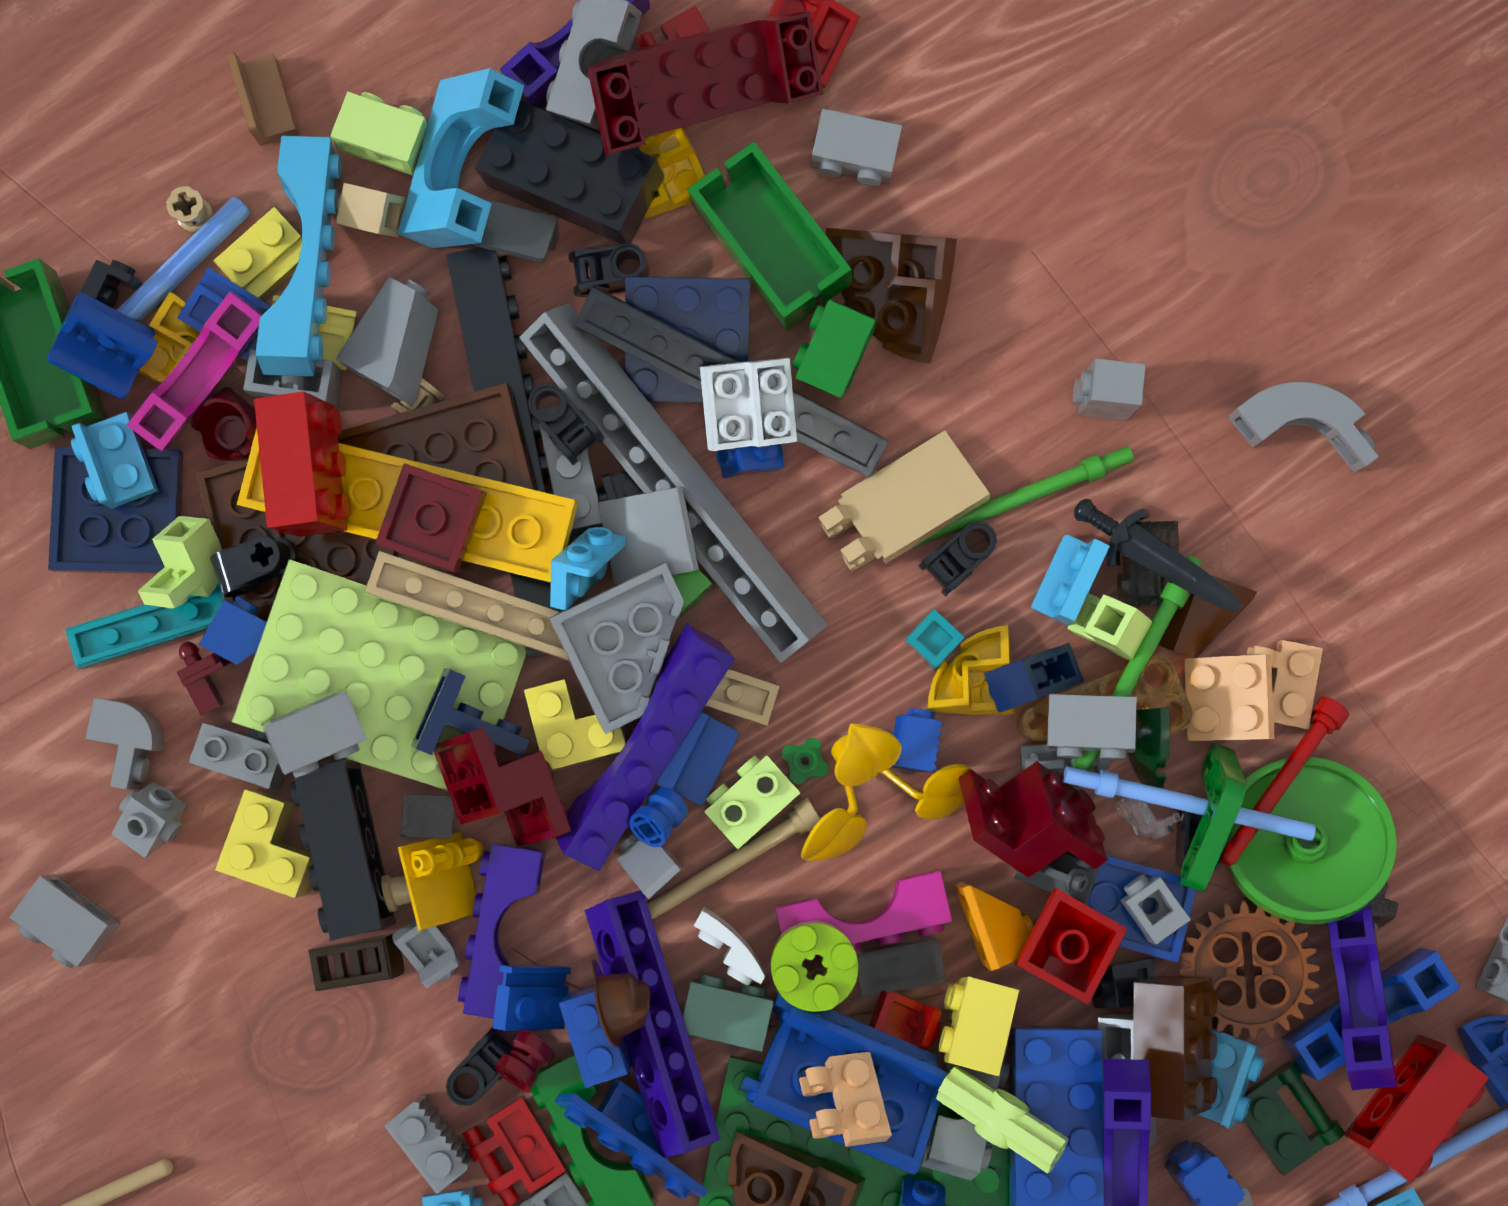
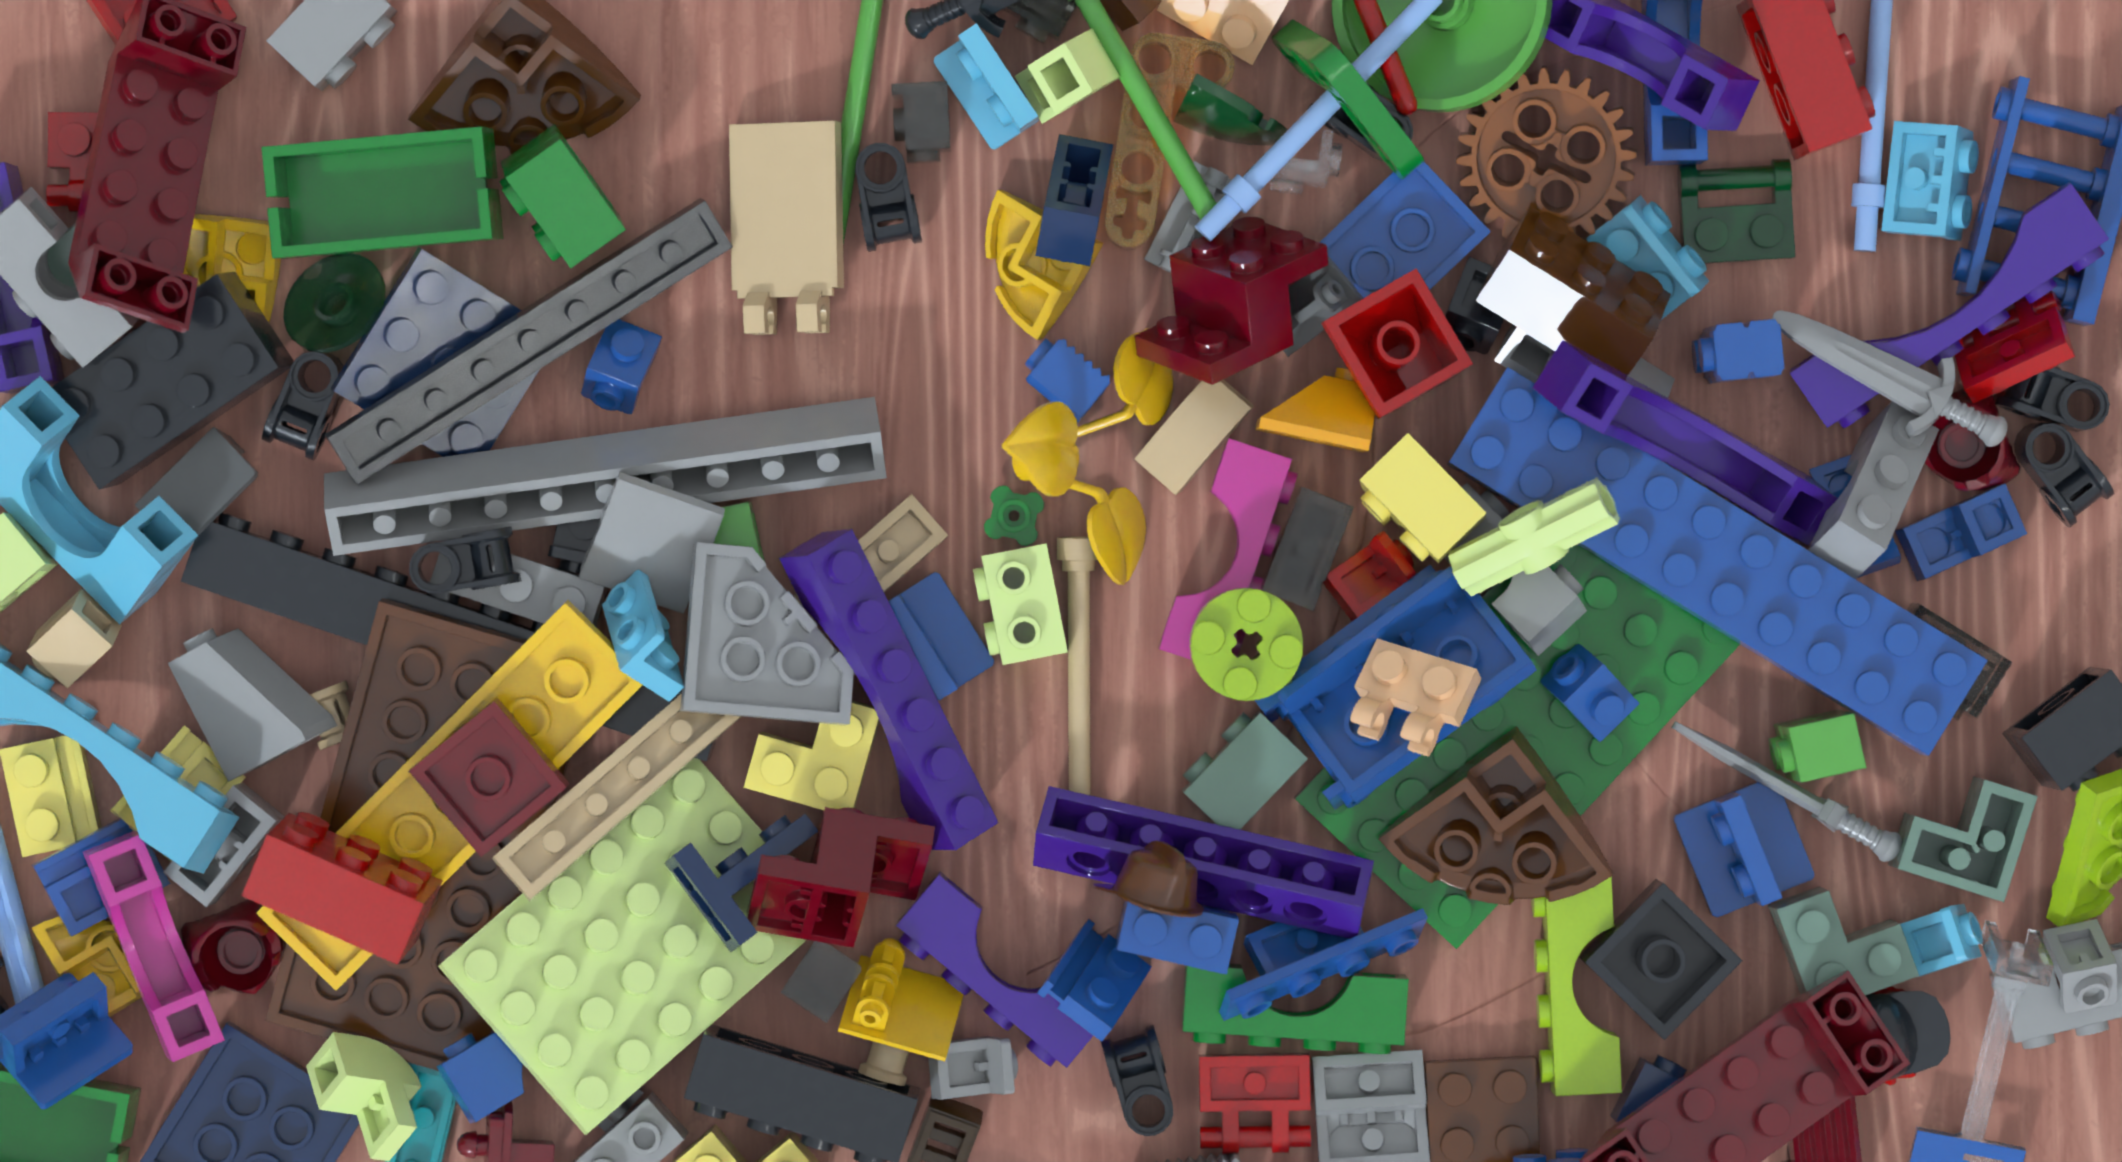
camera: 55 degrees left, 5 degrees up
(113, 461) = (198, 1103): medium azure bracket -> none
(252, 564) = (415, 1018): black piece -> none
(314, 733) = (656, 1048): light grey brick -> none
(524, 1060) = (1159, 1027): dark red wheel -> none
(648, 865) = (1021, 761): light grey slope -> none
(655, 821) = (982, 727): blue wheel -> none
(682, 248) = (334, 302): none -> clear green dish
(739, 957) = (1189, 720): white slope -> none
(748, 404) = (567, 337): white slope -> none
(929, 846) = (1193, 433): none -> tan slope
(934, 639) = (963, 286): teal panel -> none
(1023, 550) = (923, 120): none -> clear smoke brick
(1092, 724) = (1165, 171): light grey brick -> none
(1167, 914) = (1428, 210): light grey brick -> none

